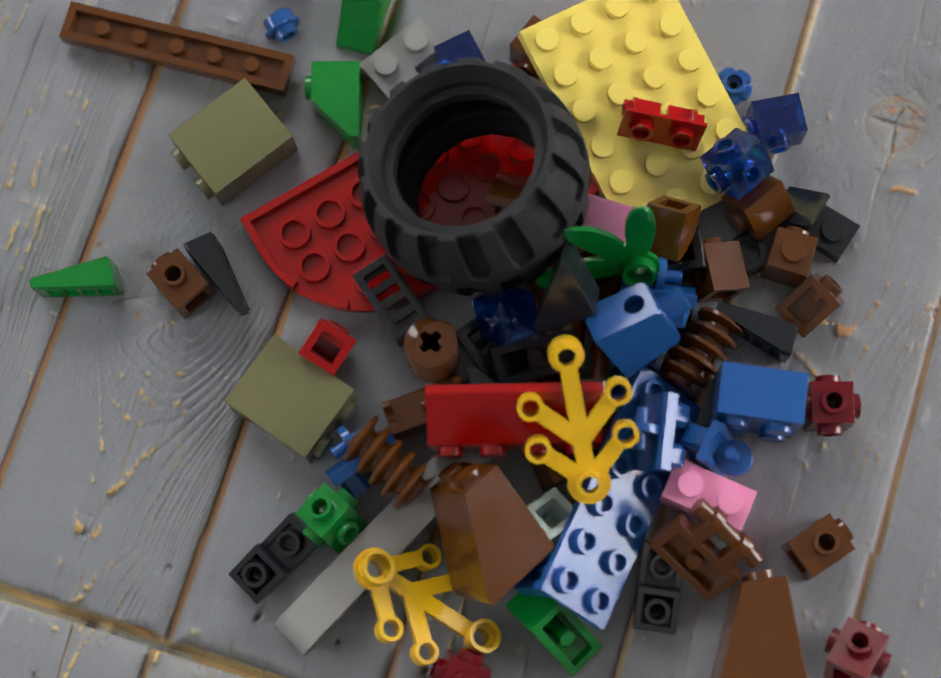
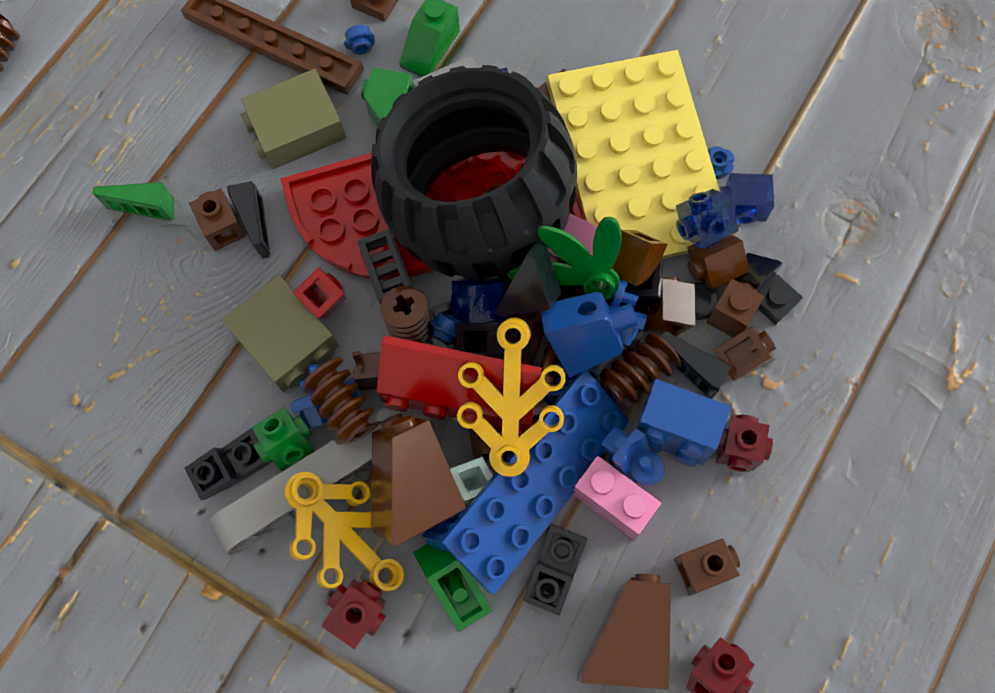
camera: 10 degrees right, 5 degrees down
(477, 352) = (444, 327): none -> blue plate
(656, 422) = (580, 428): blue hips -> none
(678, 128) = (658, 179): red hinge -> none
(697, 558) = (593, 549): reddish brown plate -> none

